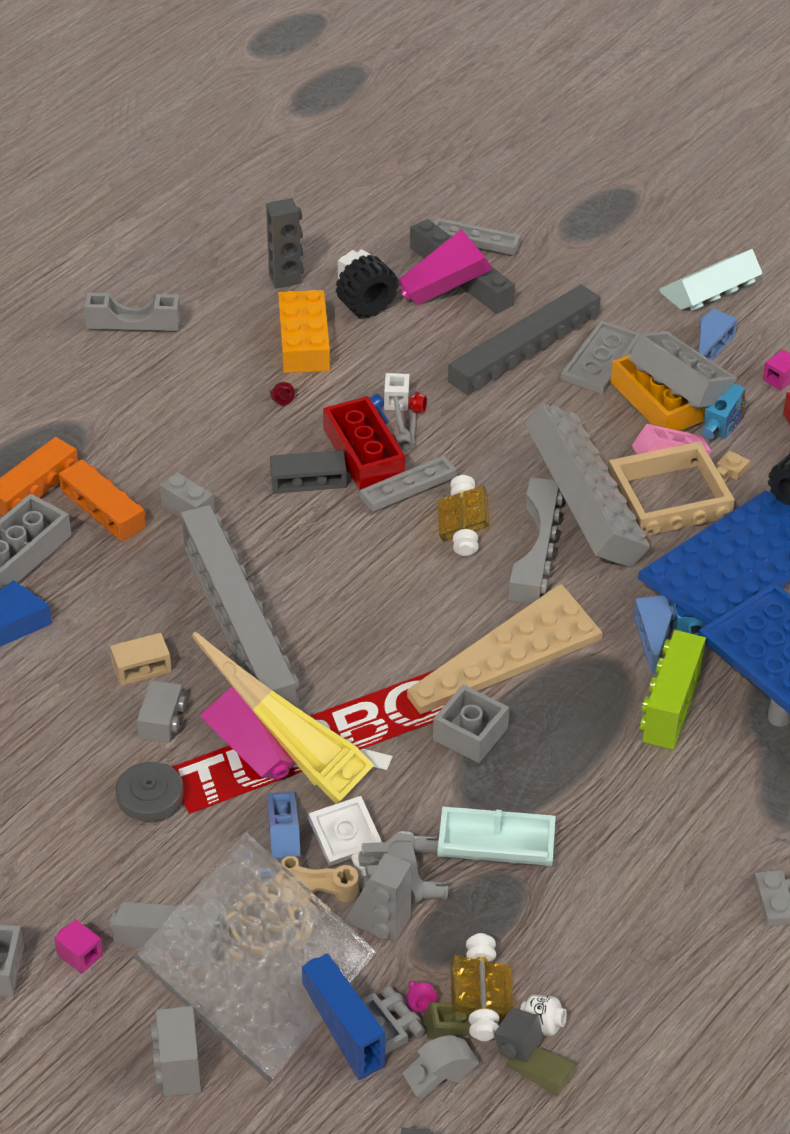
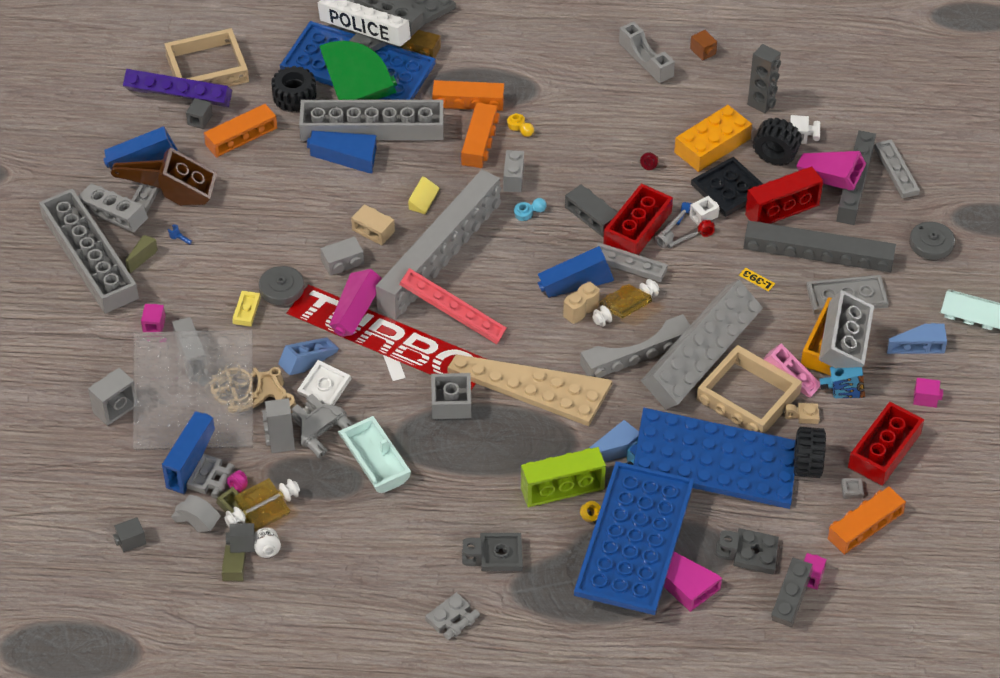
camera: 55 degrees right, 5 degrees up
(114, 463) = (517, 122): none -> yellow plate
(139, 596) = (423, 196): none -> light yellow slope
(151, 844) = (246, 308): none -> light yellow plate
(166, 270) = (703, 45): none -> dark orange brick
(255, 509) = (538, 205): none -> medium azure plate
(319, 752) = (366, 341): light yellow plate -> none
(345, 649) = (453, 306): none -> coral tile
(375, 353) = (726, 185): none -> black plate
(390, 528) = (575, 272): none -> blue slope
(432, 548) = (581, 302): none -> tan brick
(442, 323) = (784, 196): none -> red brick
(517, 407) = (756, 279): none -> yellow sticker
(592, 263) = (932, 240): none -> dark grey wheel
(715, 816) = (486, 550): none -> dark grey plate
(732, 693) = (594, 507): none -> yellow plate

